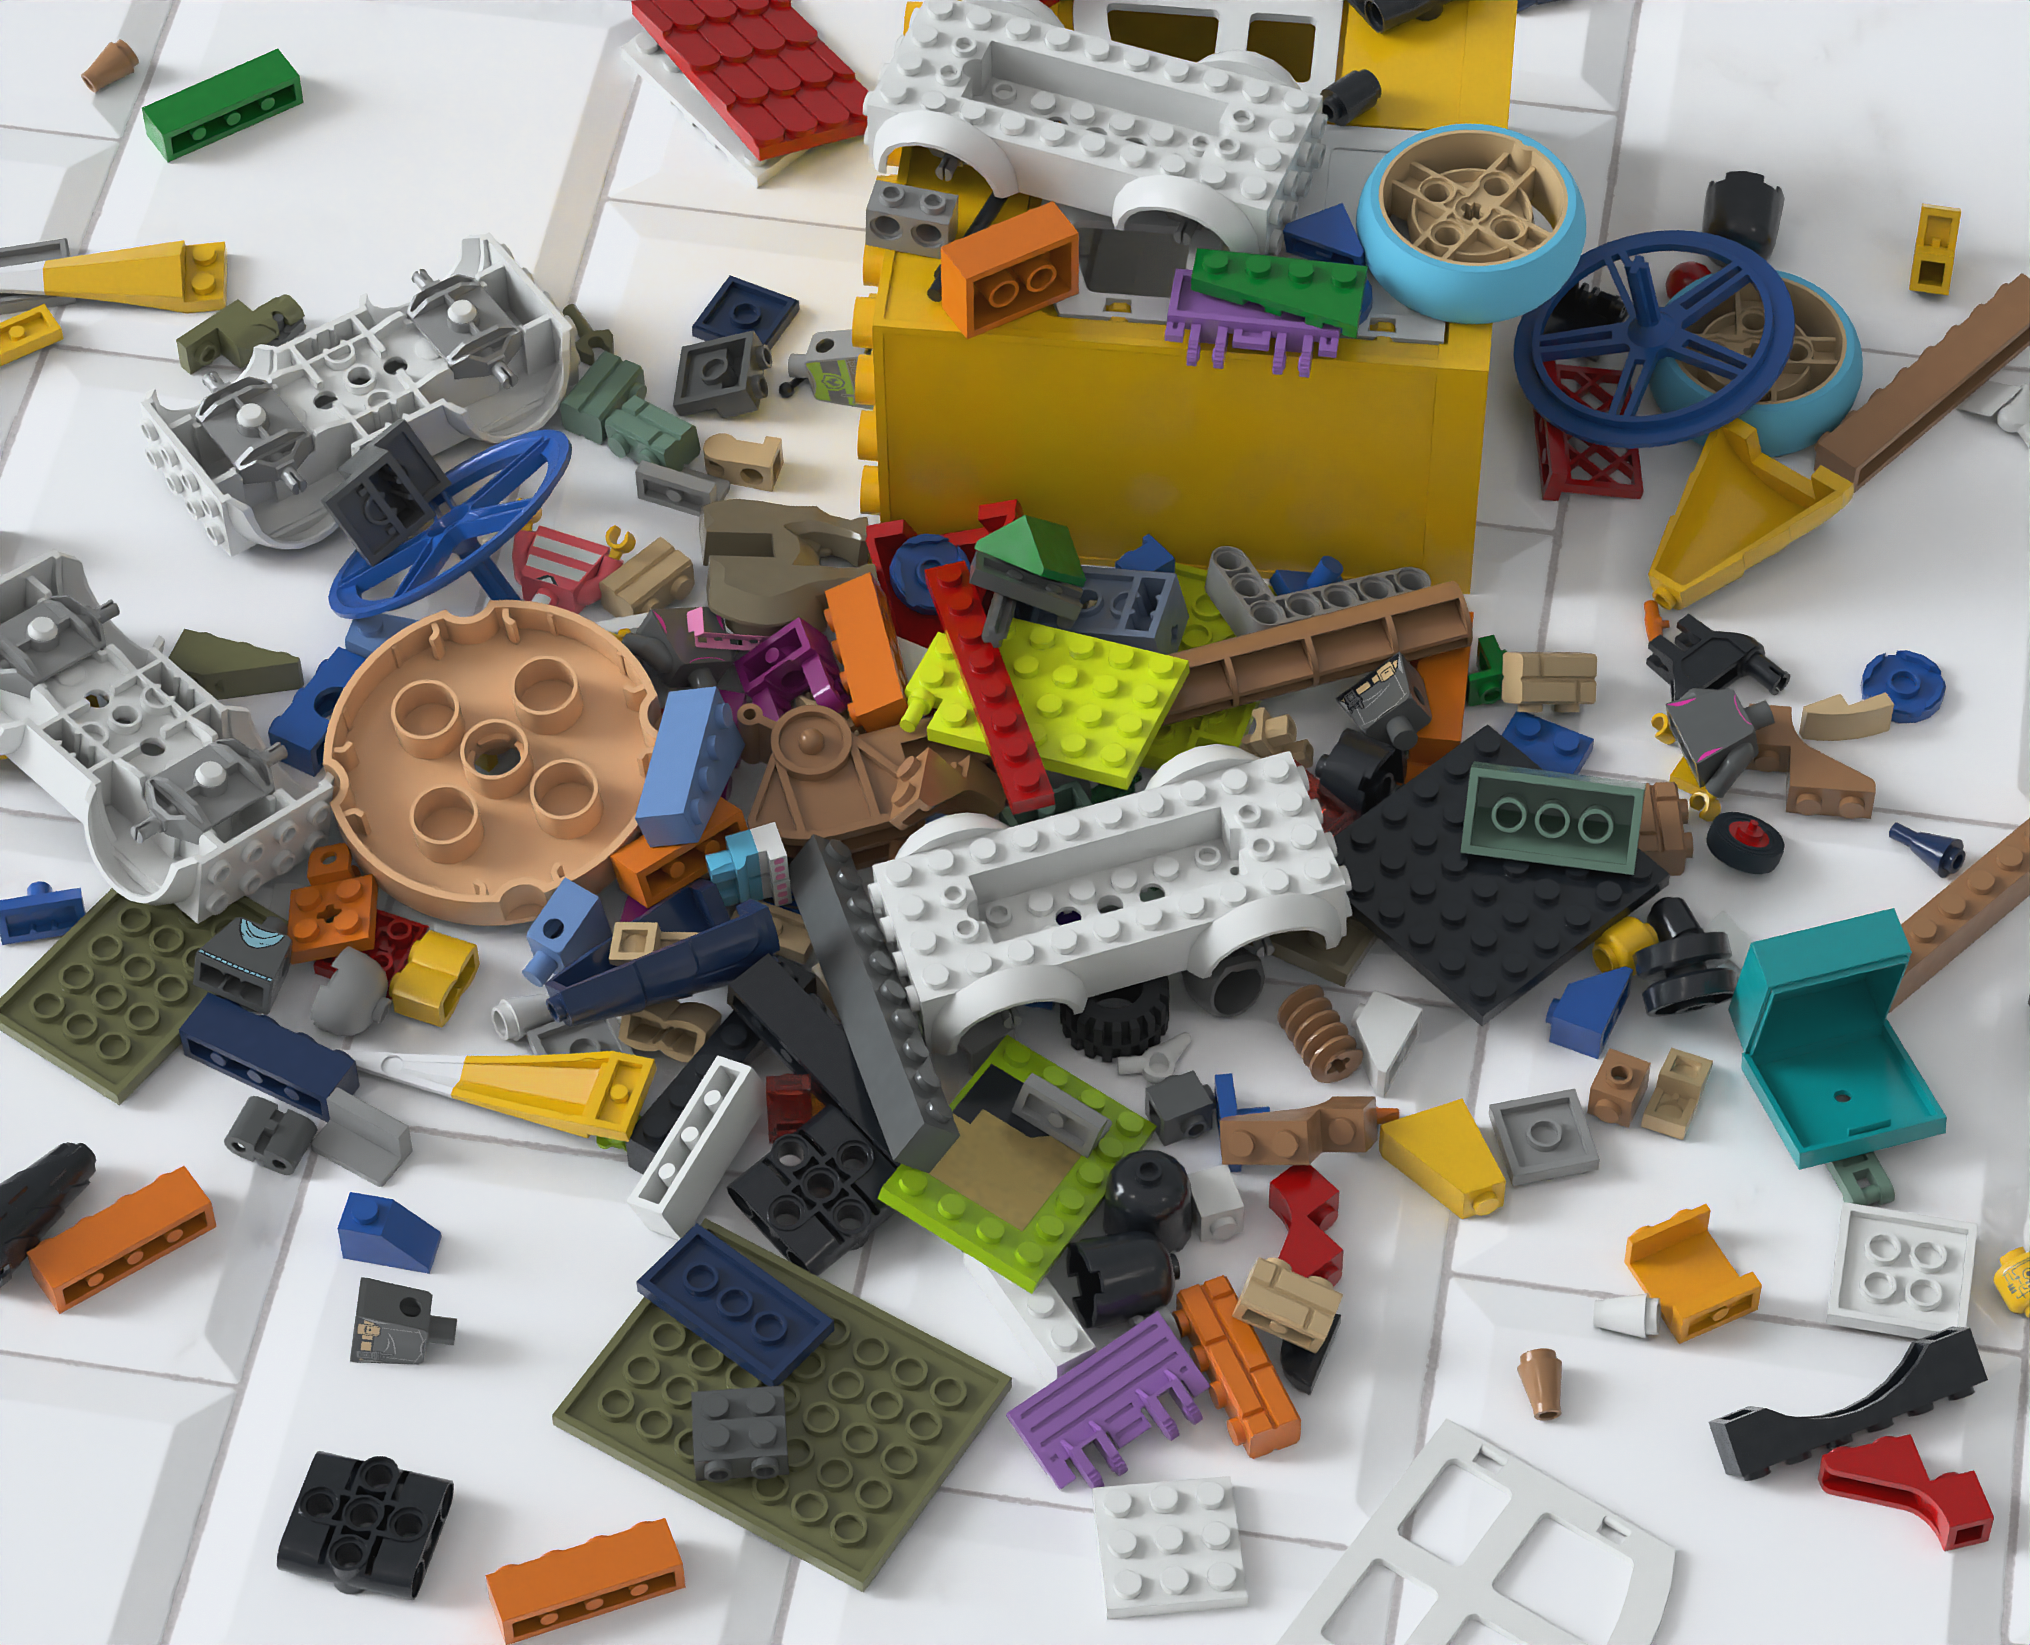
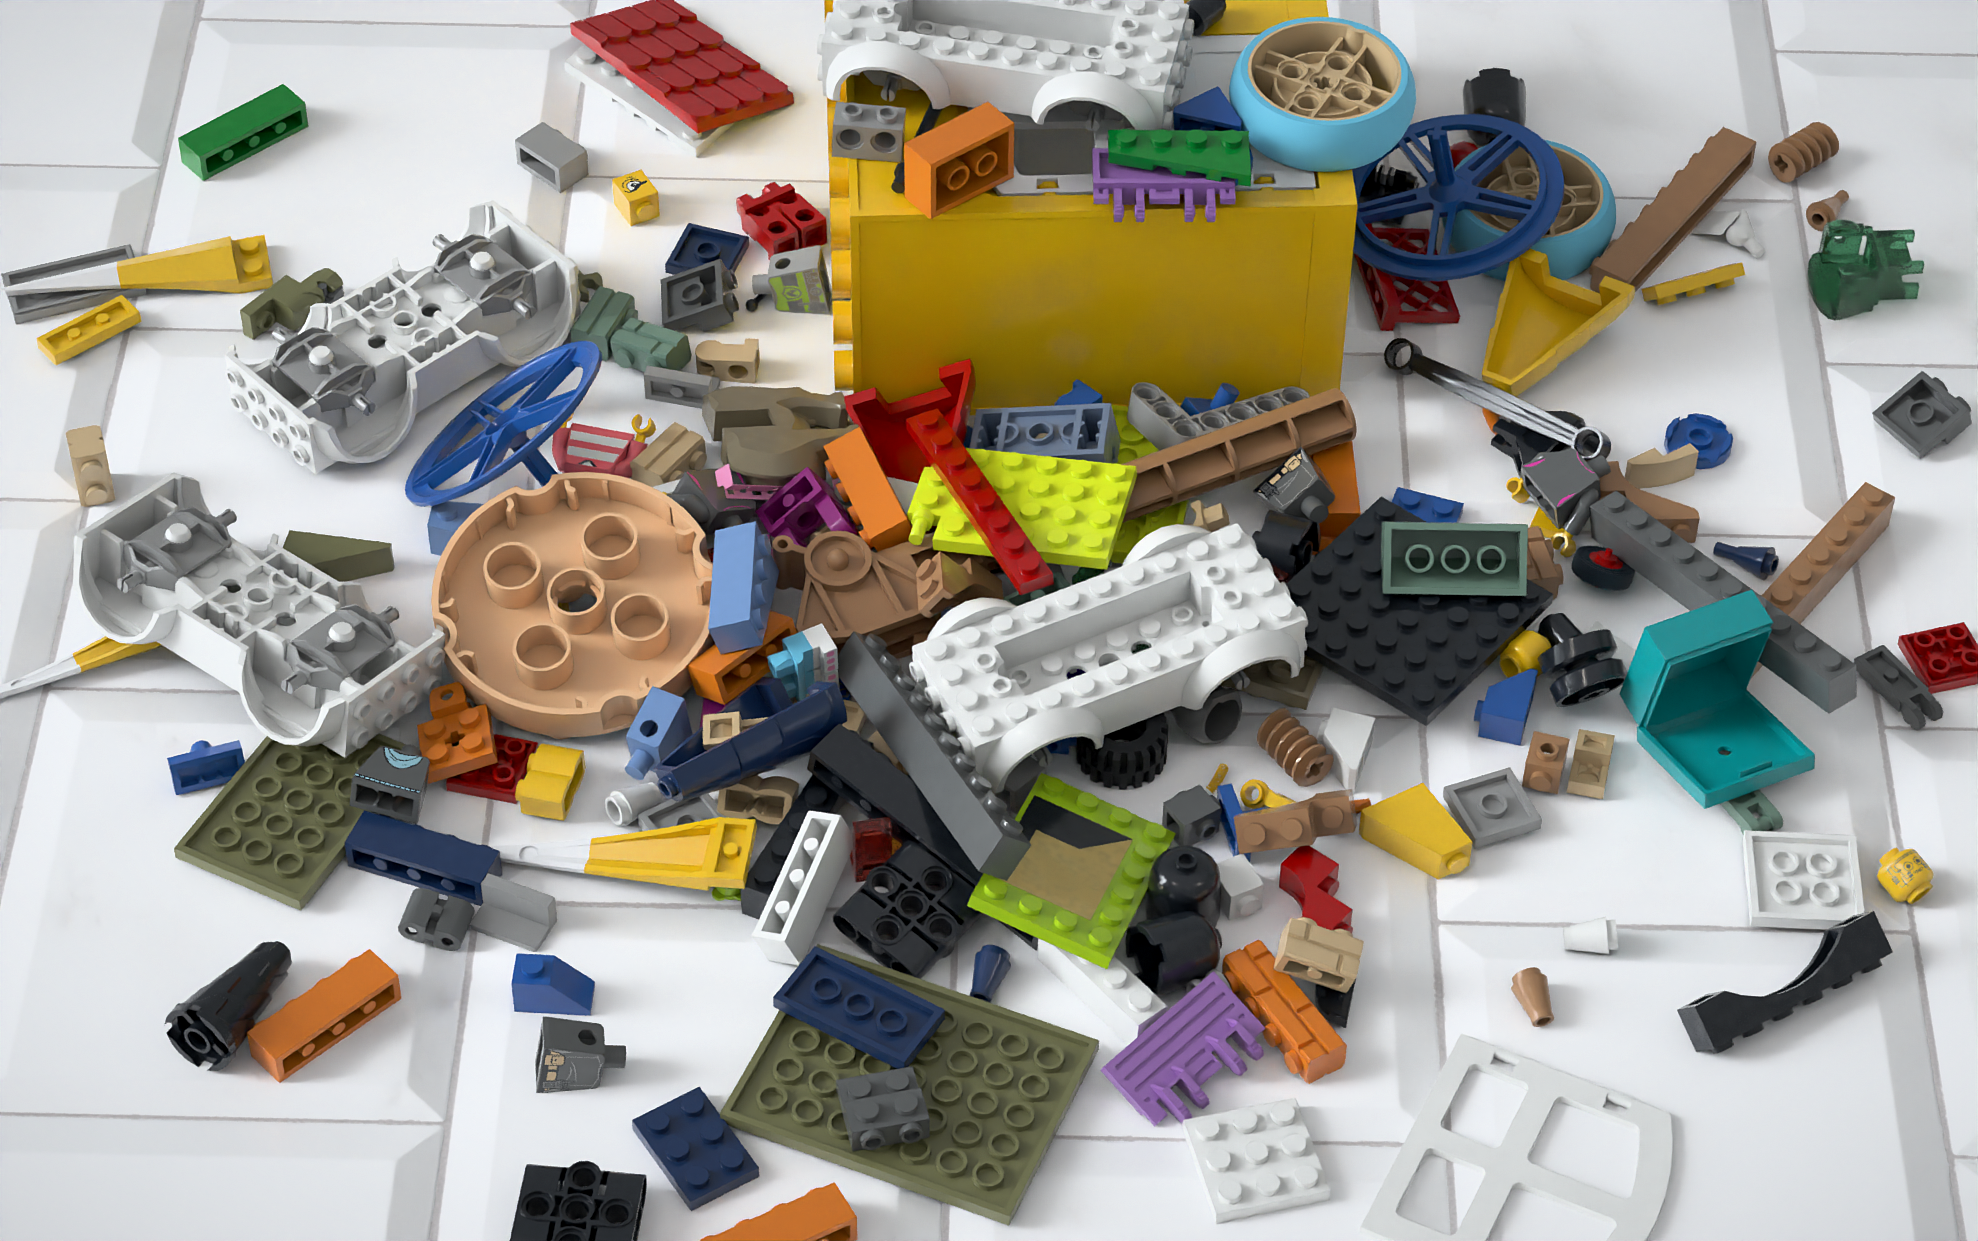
camera: 10 degrees left, 5 degrees down
(111, 65) = (144, 109): medium nougat cone -> none
(304, 722) = (408, 583): blue arch -> none
(352, 996) = (486, 801): light grey cylinder -> none
(386, 492) = (443, 405): dark grey bracket -> none
(518, 1453) = (695, 1148): none -> dark blue plate
(582, 173) = (551, 157): none -> light grey brick
(672, 236) = (636, 197): none -> yellow brick
(831, 281) = (781, 220): none -> red hips
(900, 1276) = (989, 970): none -> dark blue cone
(908, 568) = (890, 431): blue tile -> none
(998, 619) = (976, 438): dark grey axle -> none
(1027, 587) = (995, 422): dark grey hinge -> none
(1036, 547) = (993, 392): green slope -> none
(1061, 1115) = (1101, 827): light grey panel -> none
(1157, 1061) = (1163, 784): white animal -> none
(1218, 1066) = (1213, 783): none -> yellow leg
(1274, 1093) = (1266, 796): none -> yellow plate
(1486, 685) = (1371, 461): green bracket -> none
(1549, 679) = (1421, 459): tan brick -> none
(1658, 611) = (1494, 399): none -> piece
(1690, 1274) = (1633, 898): light orange panel -> none
(1856, 887) = (1698, 581): none -> dark grey brick
(1894, 1476) = (1836, 1036): red arch -> none
(1935, 249) = (1650, 116): yellow brick -> none
(1941, 478) = (1693, 284): none -> yellow plate

